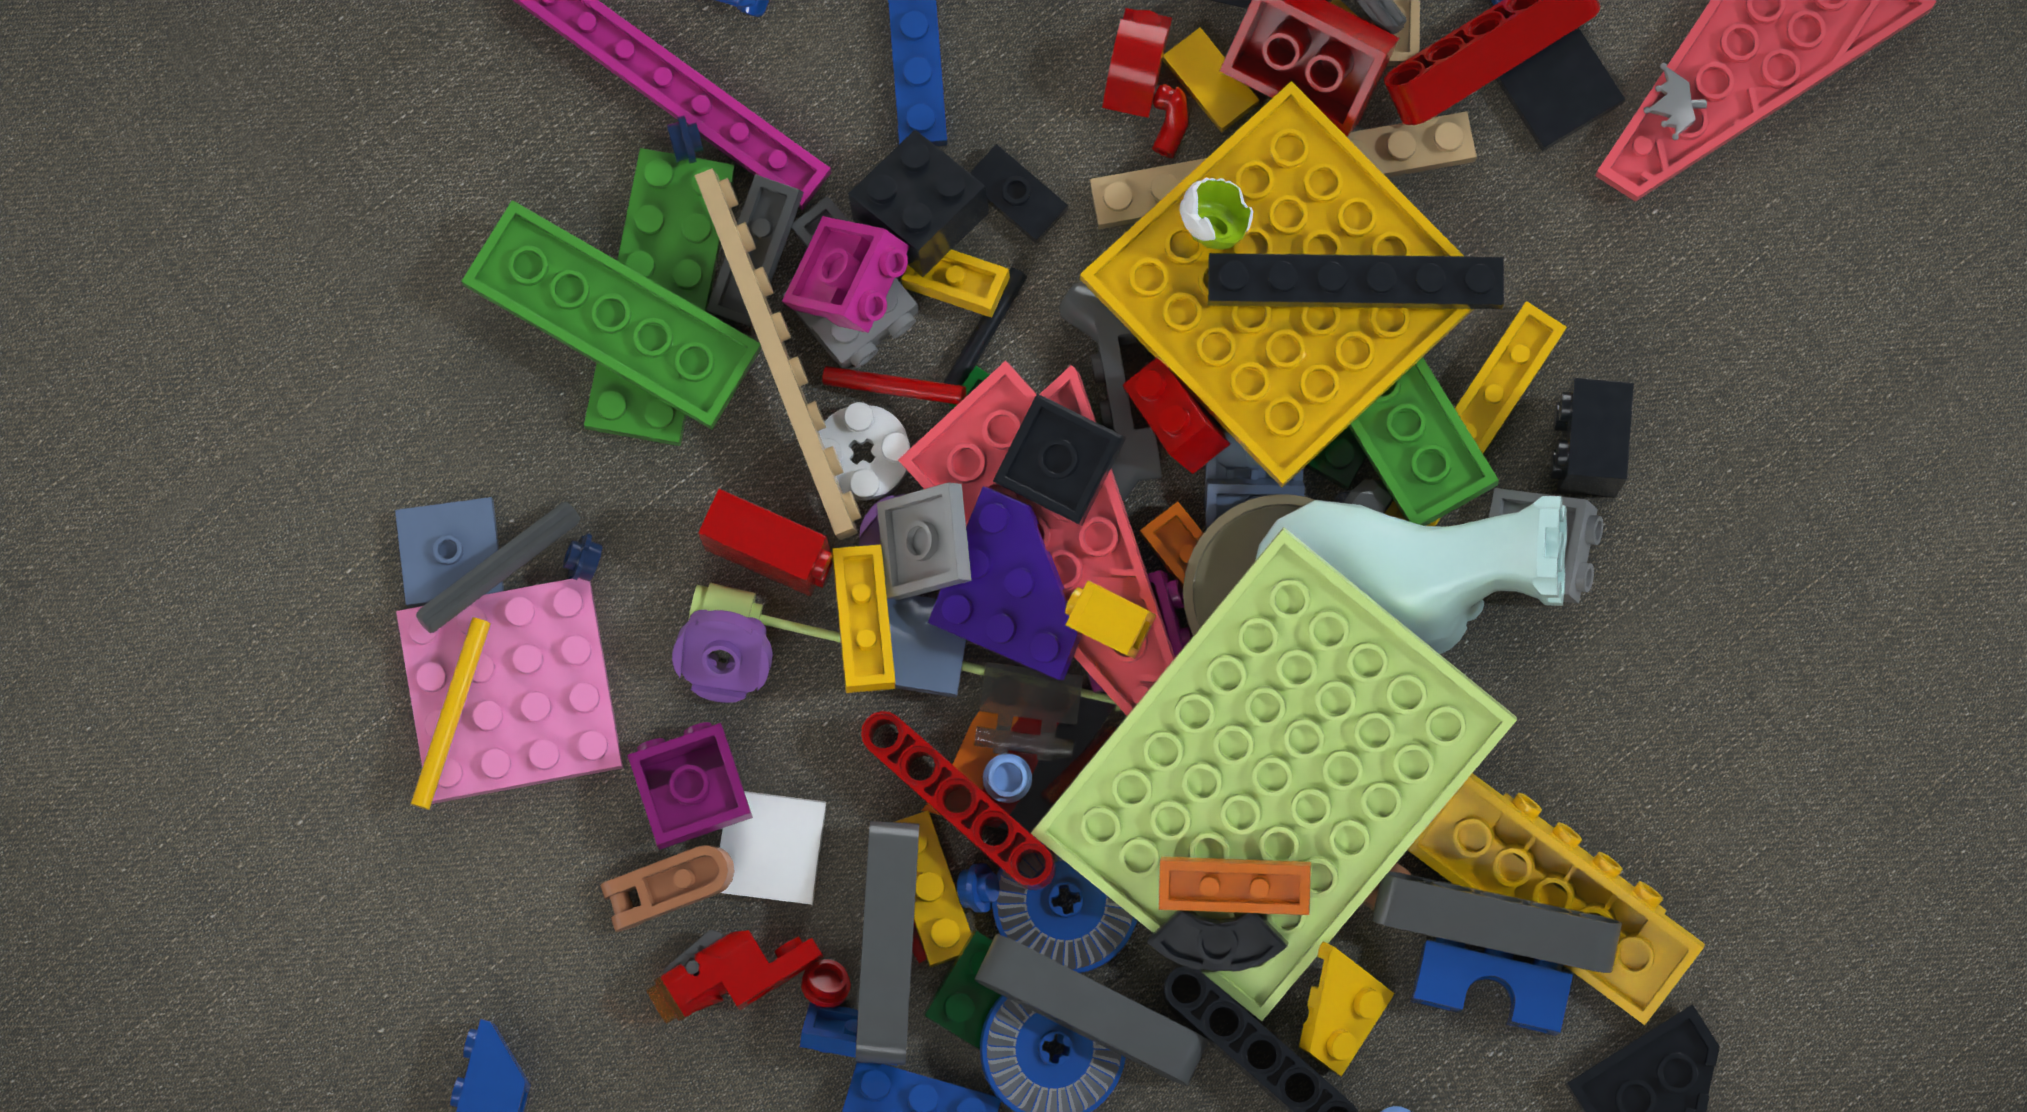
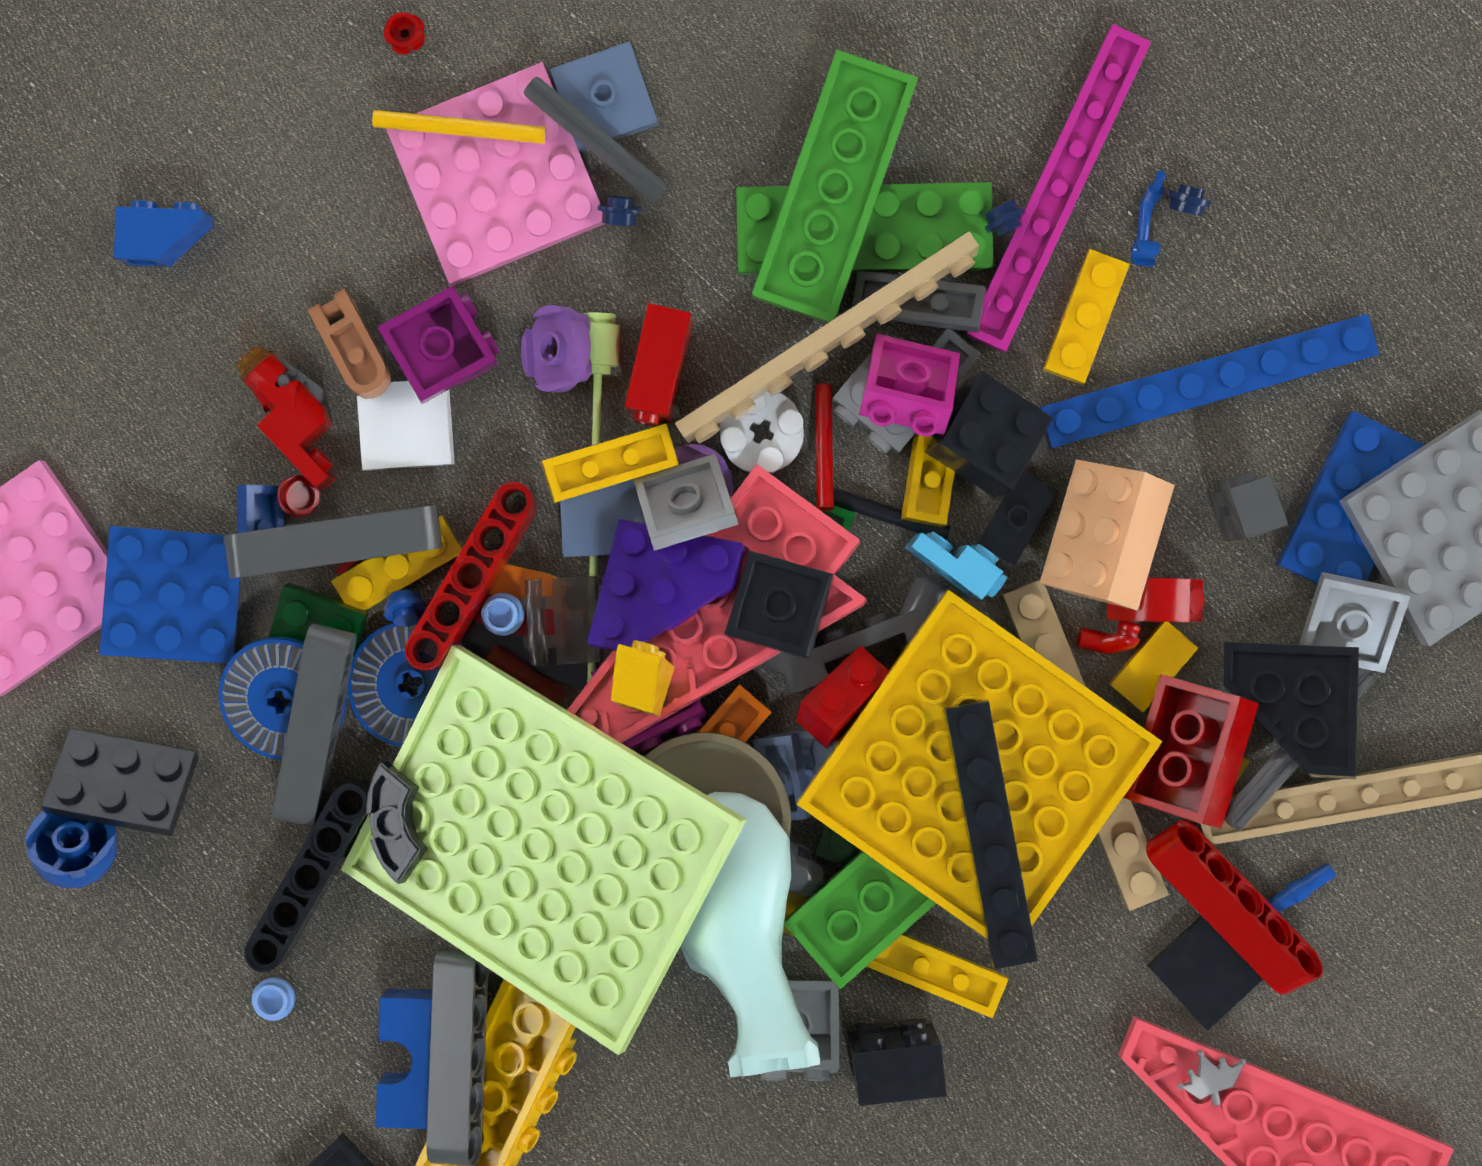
camera: 80 degrees right, 10 degrees up
(324, 747) = (399, 23): none -> red plate
(810, 76) = (1086, 317): none -> yellow plate
(1054, 97) = (1107, 533): none -> light nougat brick
(1060, 257) = (967, 569): none -> medium azure plate
(1215, 213) = (1025, 700): lime hair -> none
(1234, 885) = (436, 831): orange plate -> none
(1341, 1010) = (361, 936): yellow wing -> none

